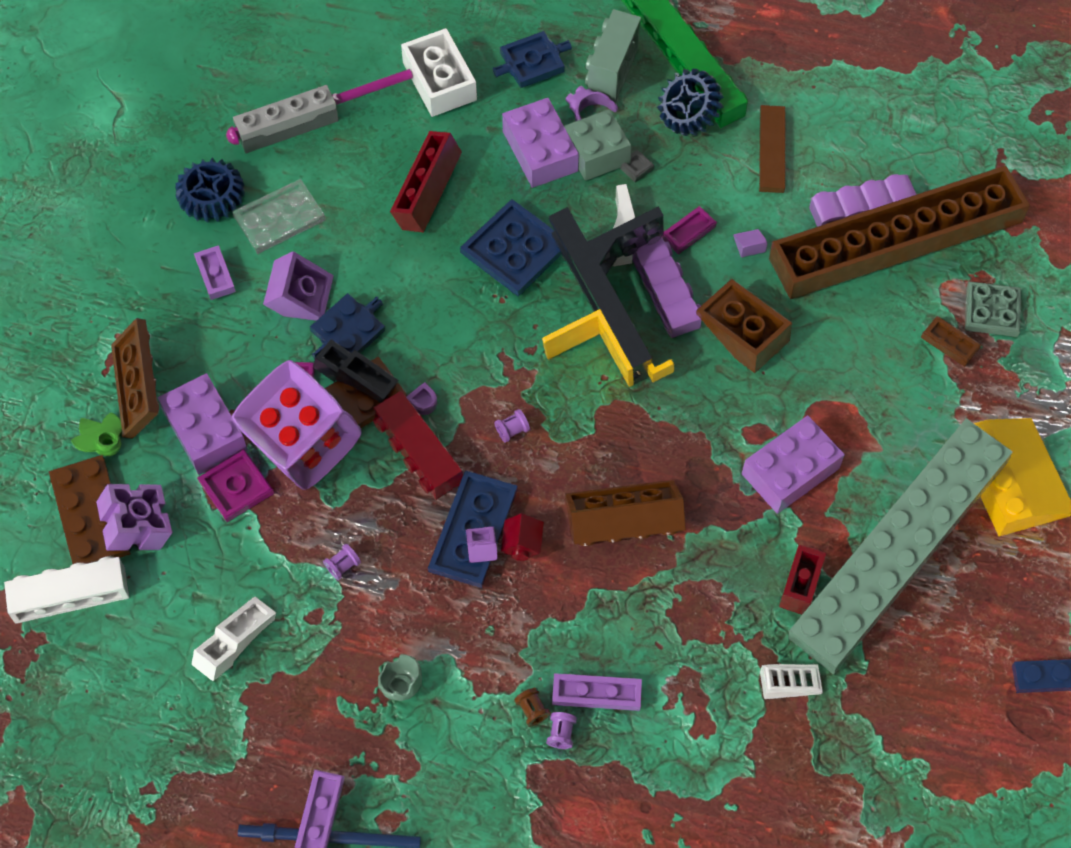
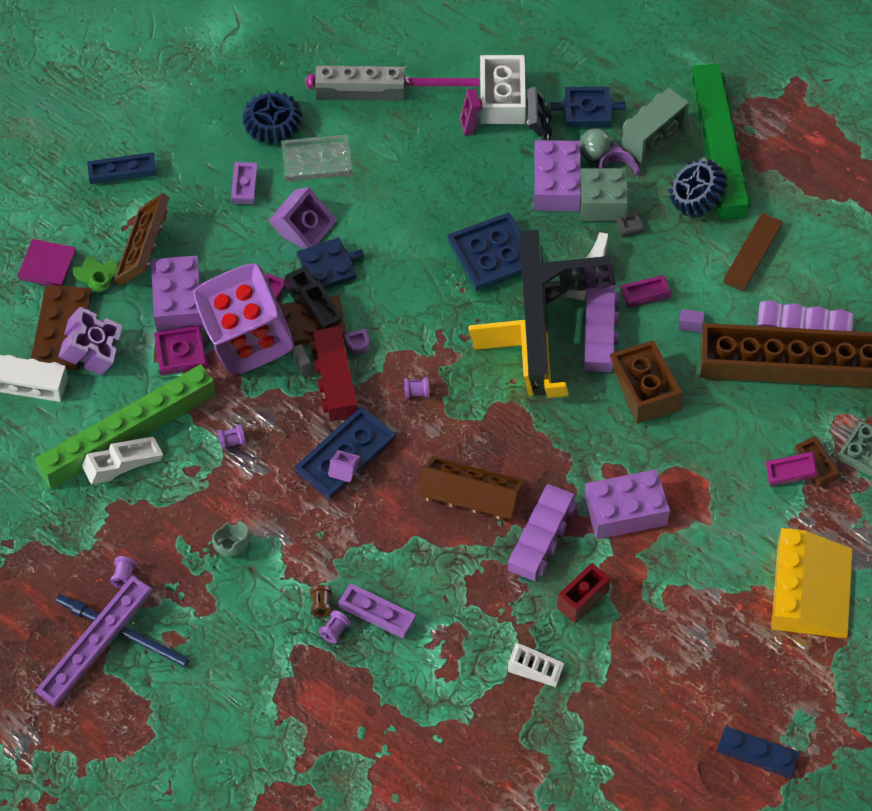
camera: 25 degrees right, 5 degrees down
(37, 445) = (47, 263): none -> magenta tile
(70, 306) = (121, 168): none -> dark blue plate
(219, 598) = (127, 424): none -> bright green brick
(298, 768) = (123, 571): none -> medium lavender bush
(376, 445) = (302, 361): none -> dark grey tile
(419, 107) = (470, 111): none -> magenta plate
(426, 181) = (446, 172): dark red brick -> none
(490, 84) = (538, 114): none -> black plate
(522, 537) = (378, 473): dark red brick -> none
(562, 94) = (594, 144): none -> sand green hair
(723, 532) = (541, 533): none -> medium lavender brick
(899, 546) = (675, 596): sand green brick -> none
(932, 359) = (791, 469): none -> magenta tile

